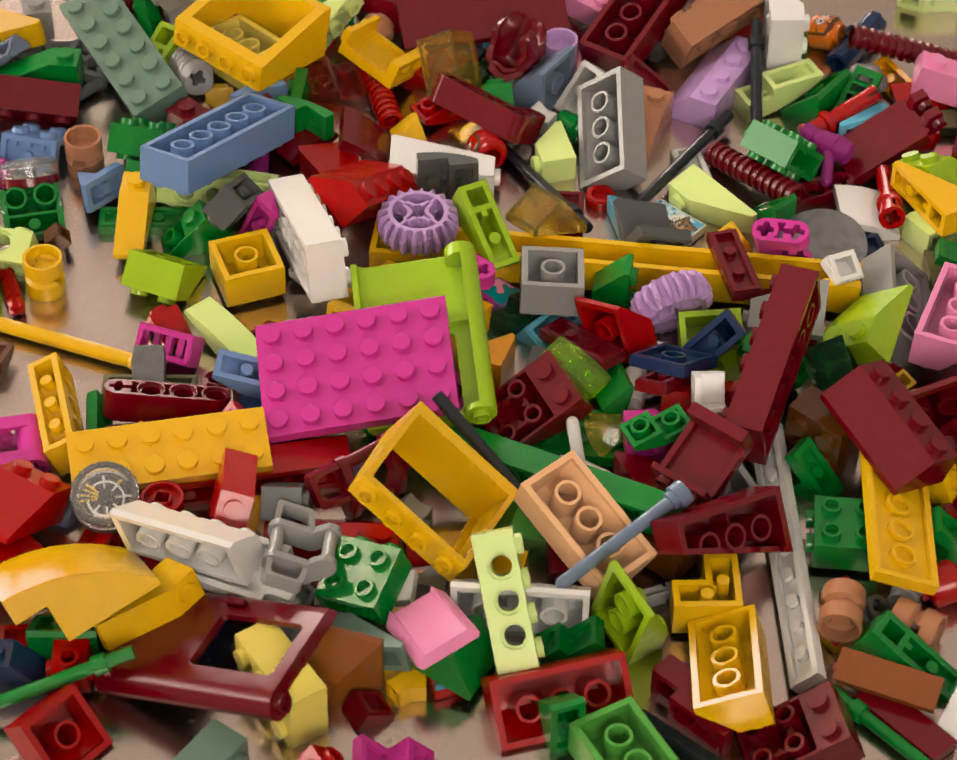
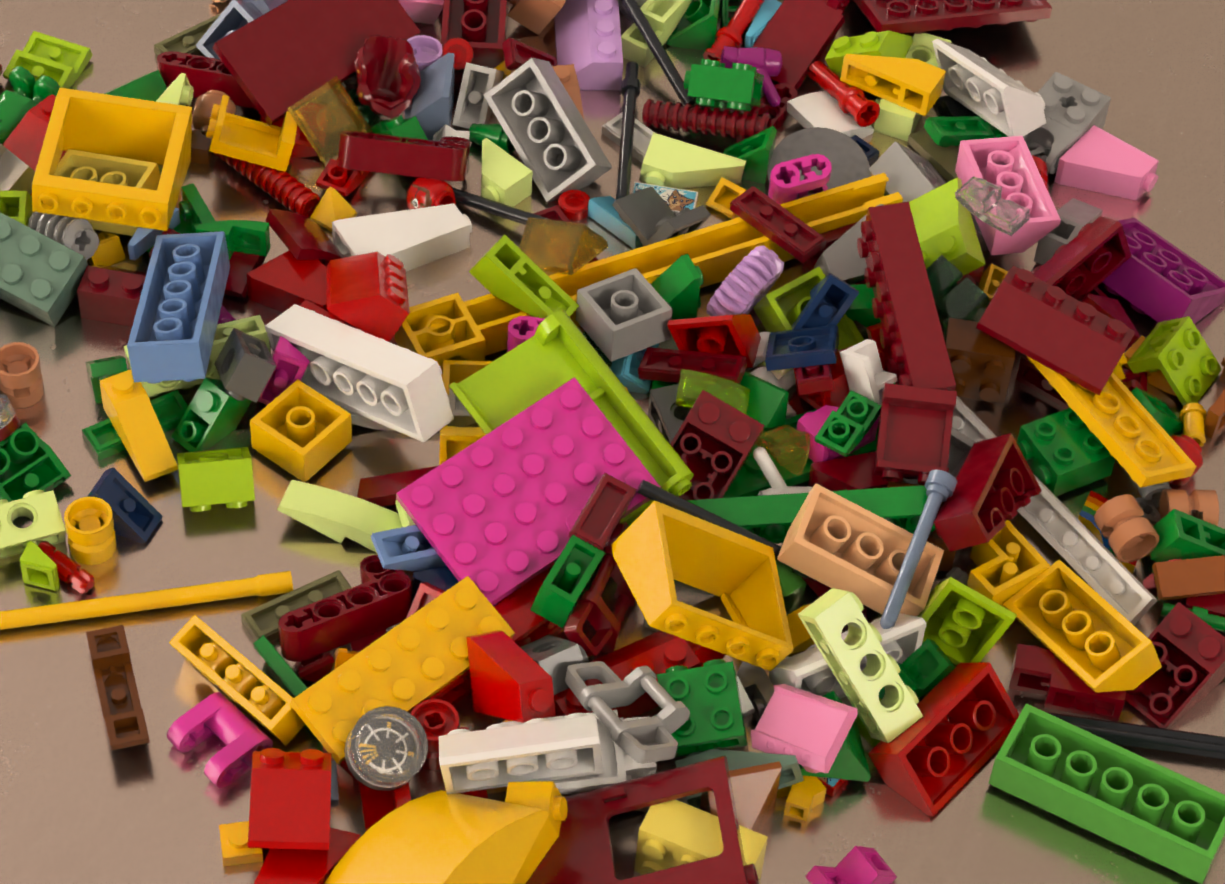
camera: 35 degrees left, 5 degrees up
(57, 236) = (67, 488): reddish brown piece -> none
(82, 267) = (131, 512): none -> dark blue slope
(100, 187) = (69, 410): medium blue slope -> none
(131, 133) = (83, 334): green brick -> none
(149, 363) = (292, 584): flat silver slope -> none
(168, 318) = (266, 530): red bracket -> none
(188, 348) = (315, 561): dark pink slope -> none
(334, 439) = (567, 581): none -> green slope
(336, 83) = (222, 185): clear red slope -> none
(366, 709) = (784, 839): dark red slope -> none
(392, 404) = (603, 511): none -> dark red tile
(418, 222) = (454, 308): lavender gear -> none
(445, 172) = (430, 246): dark grey slope -> none
(556, 714) = (974, 754): green slope -> none
(588, 50) = (462, 50): none -> red tile
(812, 471) = (992, 404): green slope -> none
(842, 267) = (875, 185): white slope -> none
(917, 315) = (985, 202): none -> clear slope

